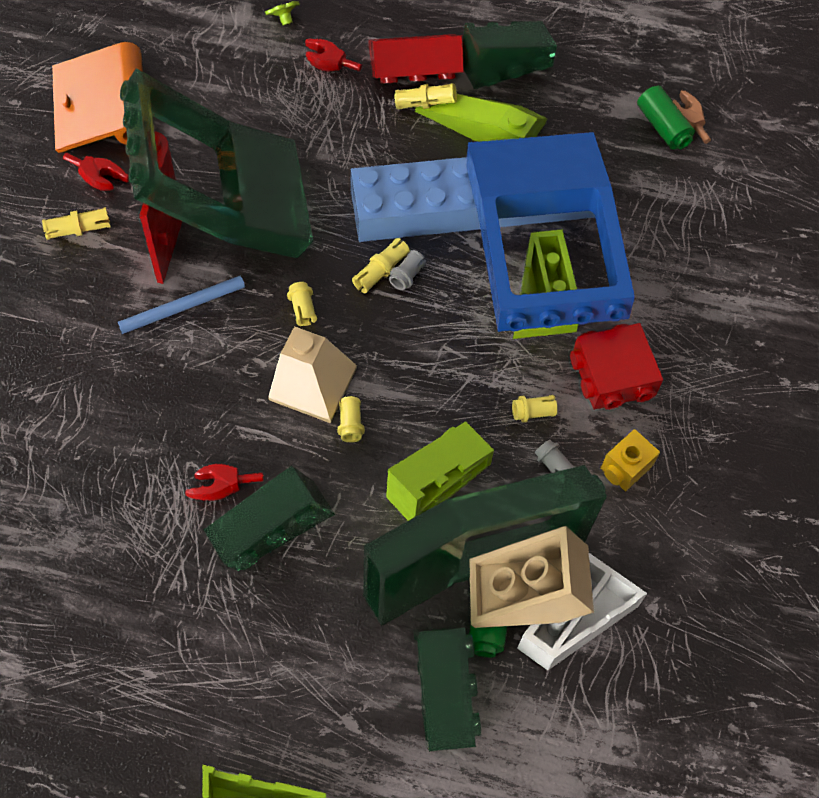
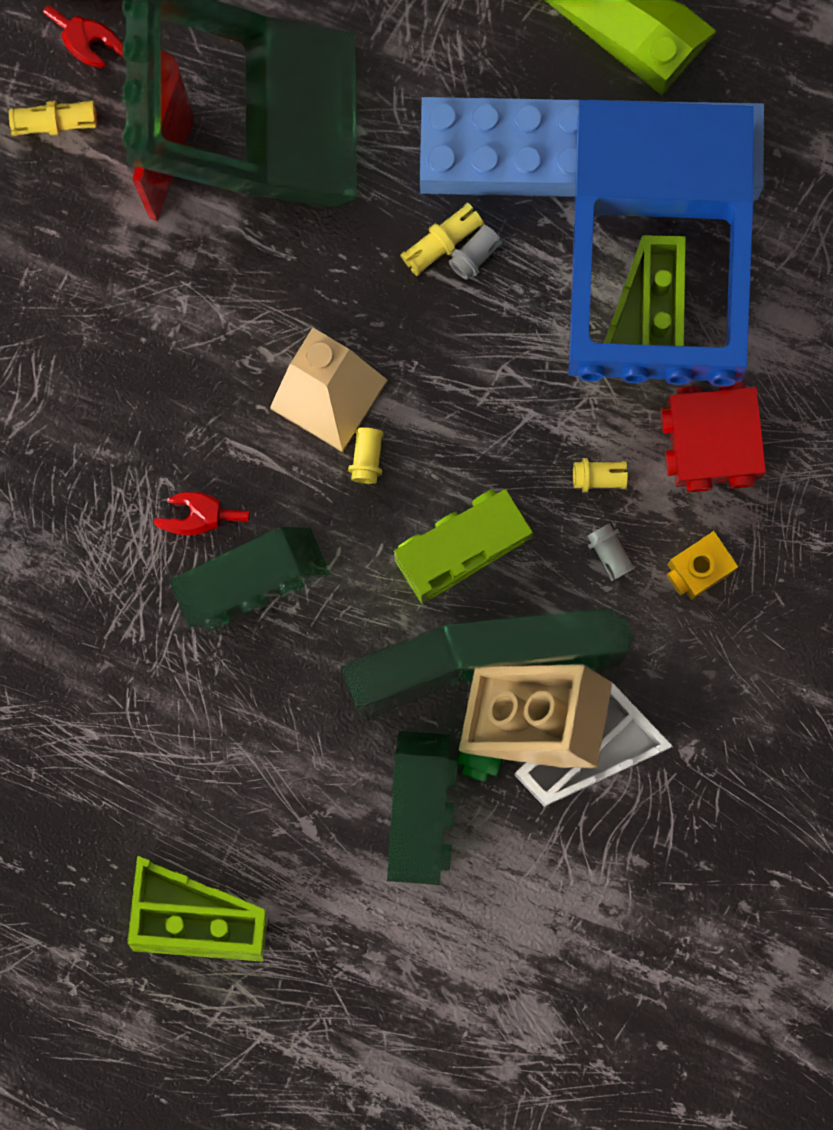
camera: 20 degrees right, 20 degrees up
(181, 304) = (177, 258): medium blue piece -> none
(300, 295) = (331, 282): light yellow pin -> none

